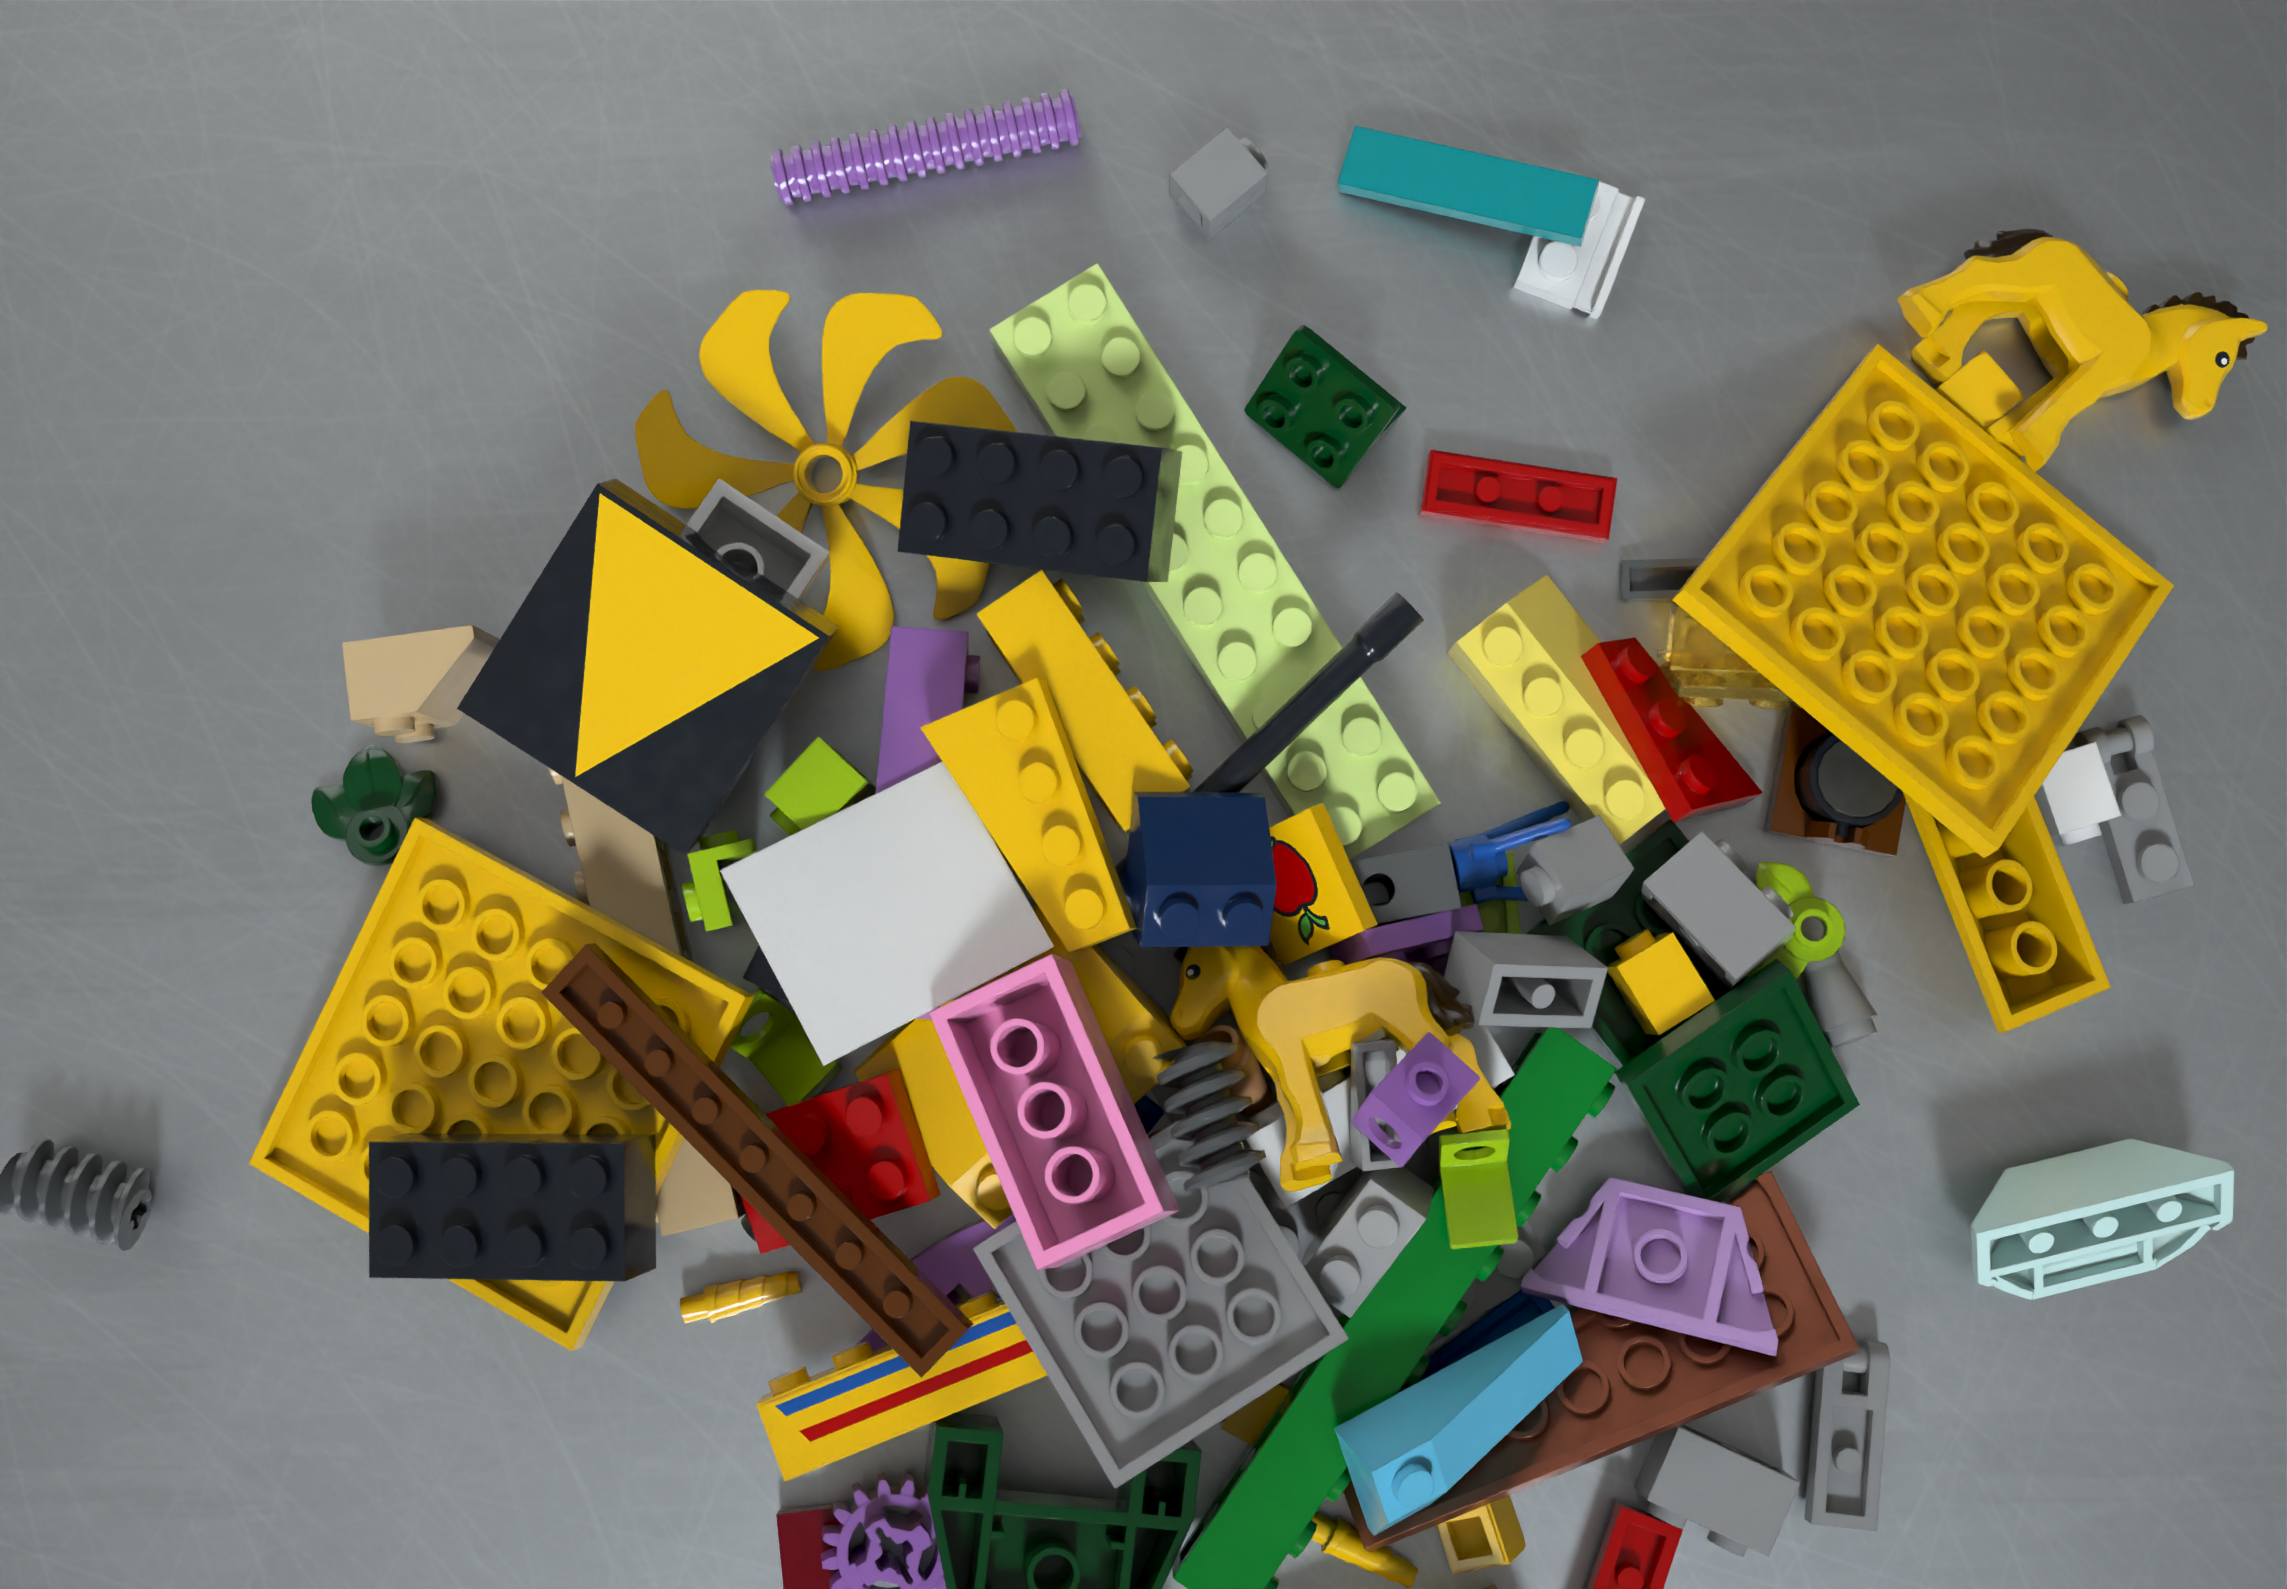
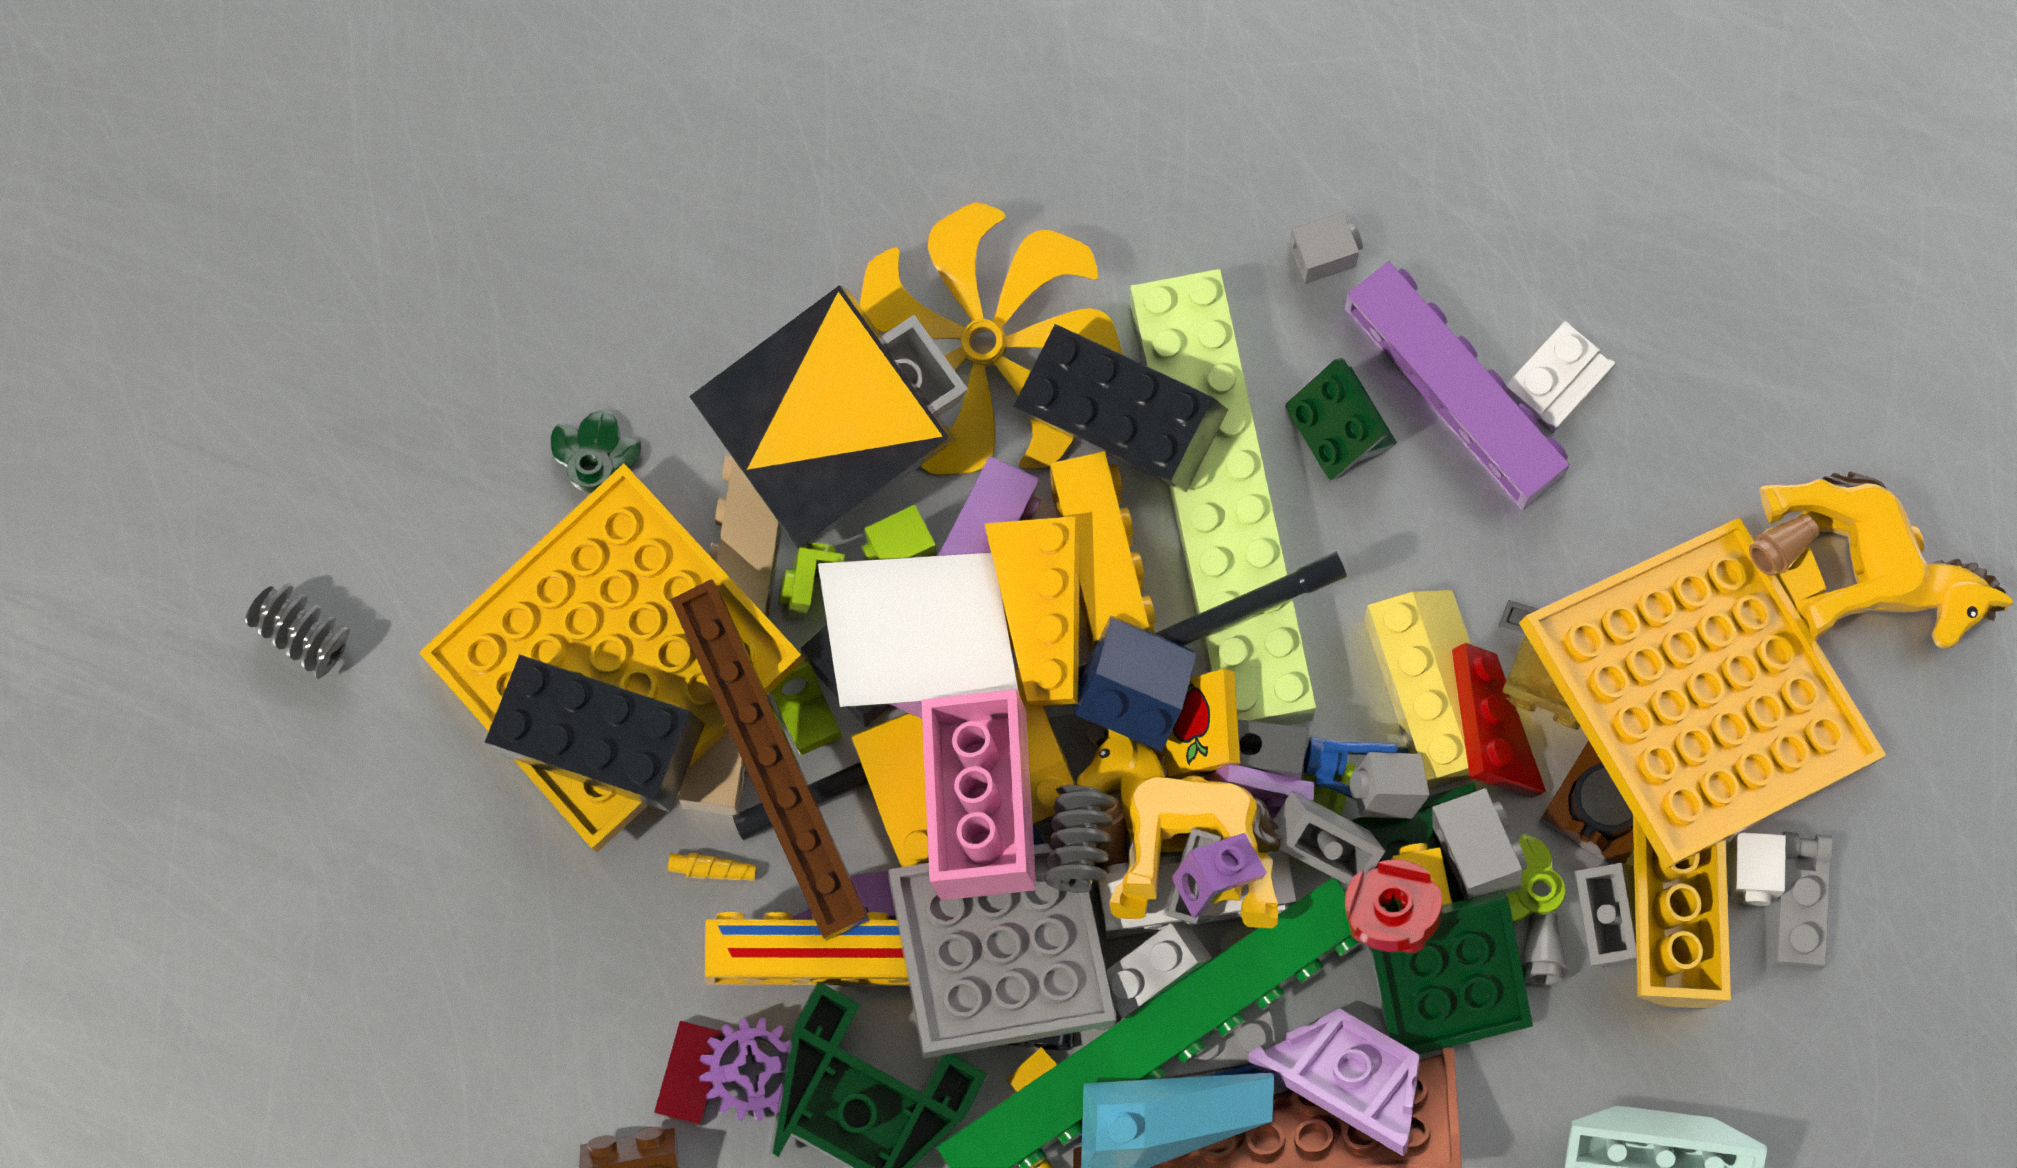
camera: 20 degrees right, 10 degrees down
(413, 679) = (660, 374): tan slope -> none
(863, 1144) = (842, 780): red plate -> none
(925, 147) = (1134, 152): medium lavender piece -> none
(1455, 302) = (1457, 385): none -> medium lavender brick
(1468, 185) = (1495, 310): teal tile -> none
(1477, 1189) = (1241, 957): lime bracket -> none
(1518, 496) = (1452, 530): red tile -> none
(1658, 1081) = (1393, 930): none -> plate
(1912, 929) = (1608, 913): none -> light grey brick
(1953, 361) = (1782, 545): none -> medium nougat cone

